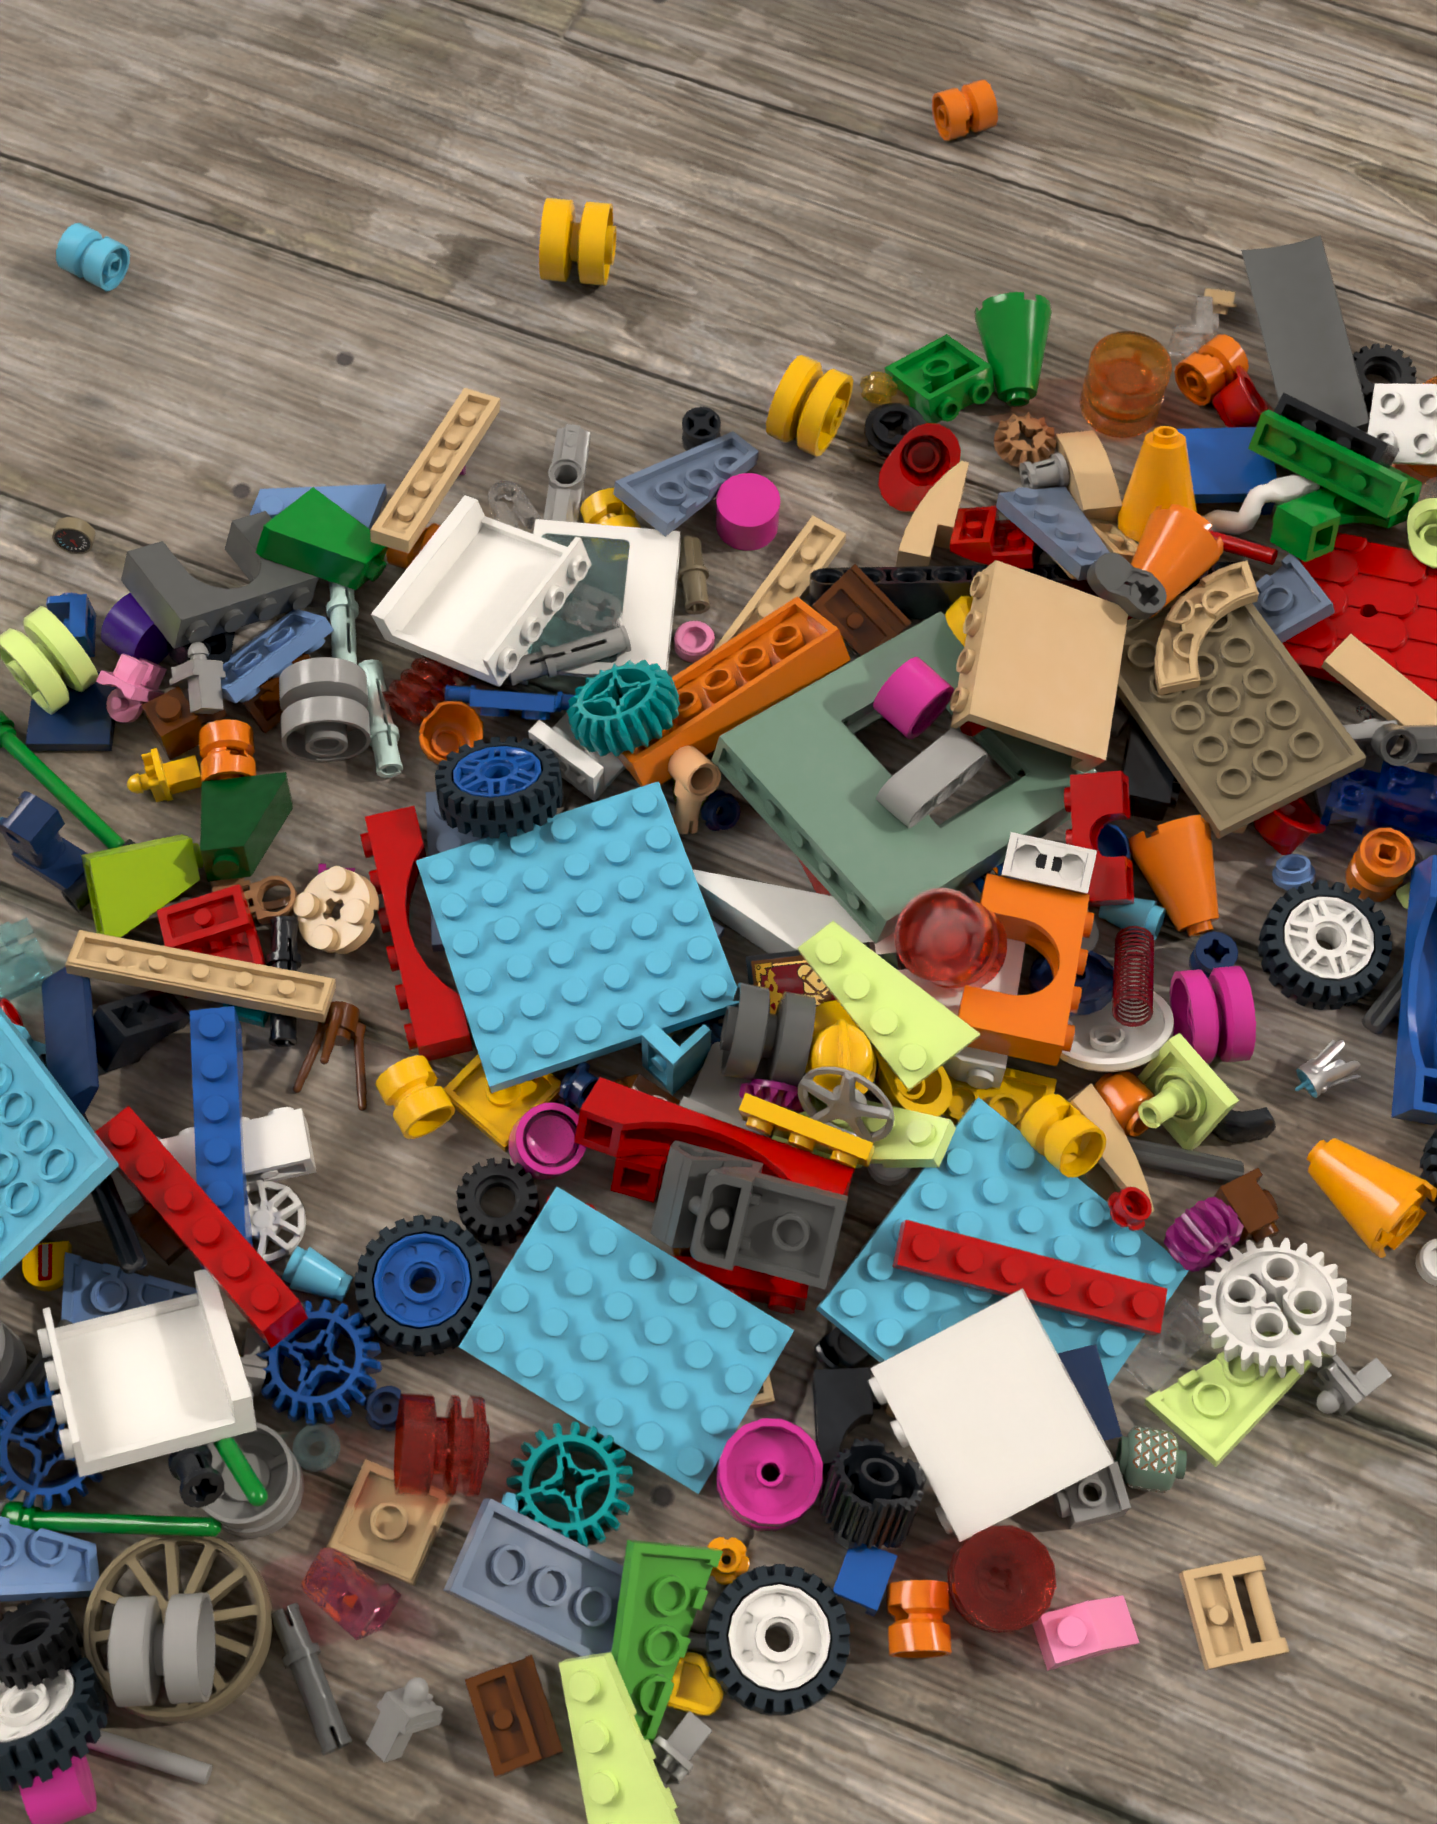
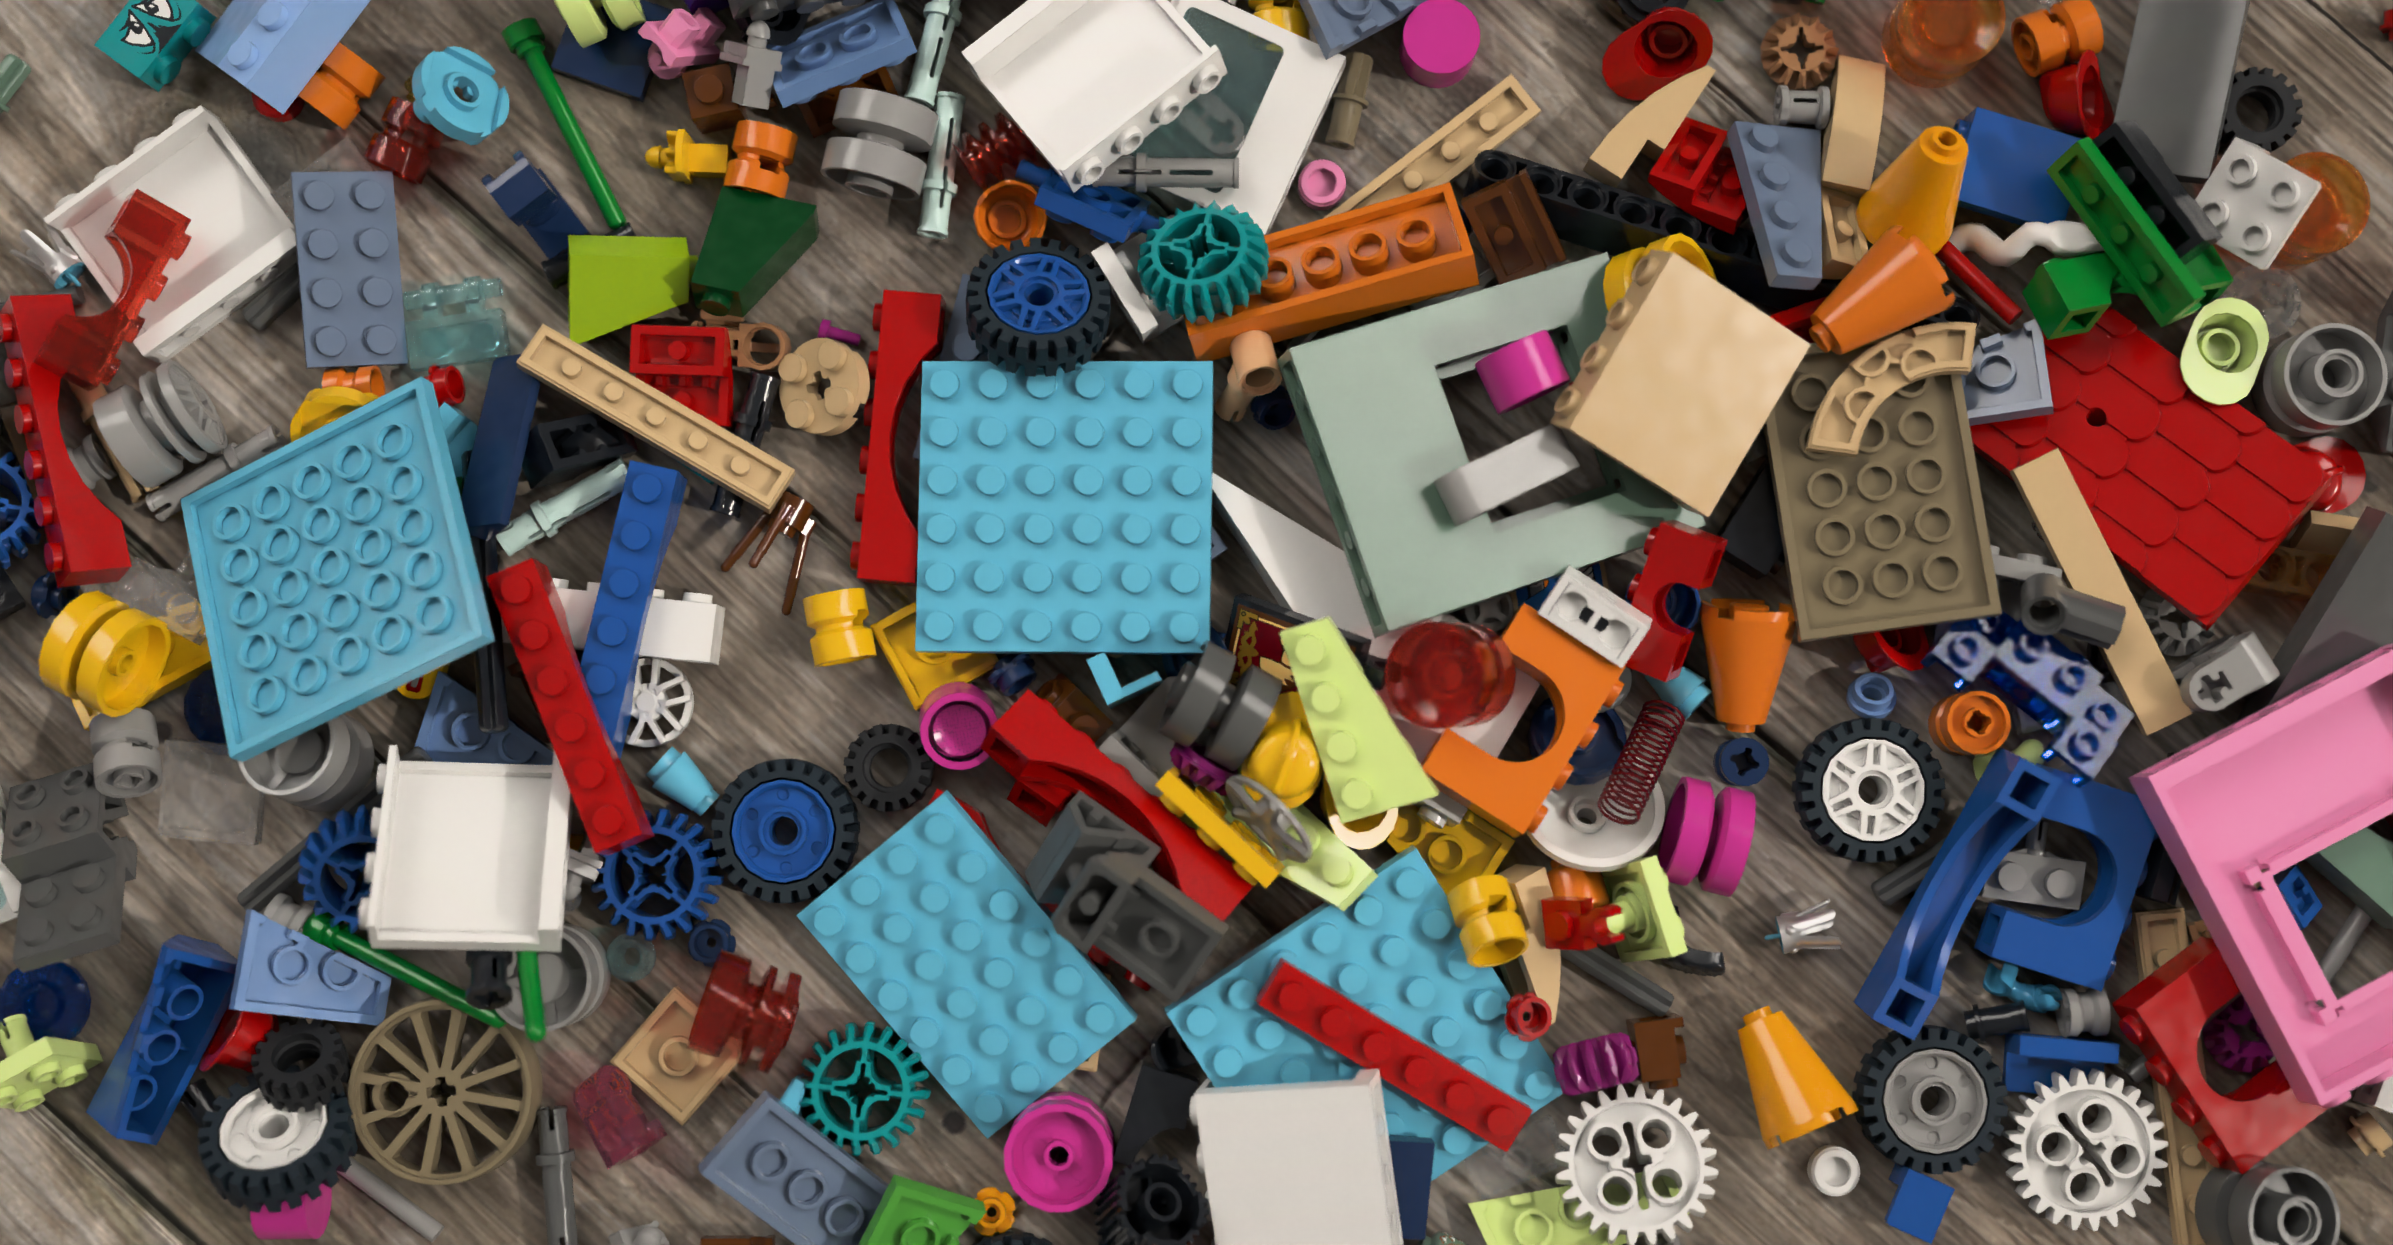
camera: 25 degrees right, 20 degrees up
(141, 1078) = (548, 516): none -> light aqua pin
(147, 1649) = (412, 1130): light grey wheel -> none
(1131, 588) = (1827, 342): dark grey piece -> none
(1136, 1111) = (1575, 925): none -> red plate

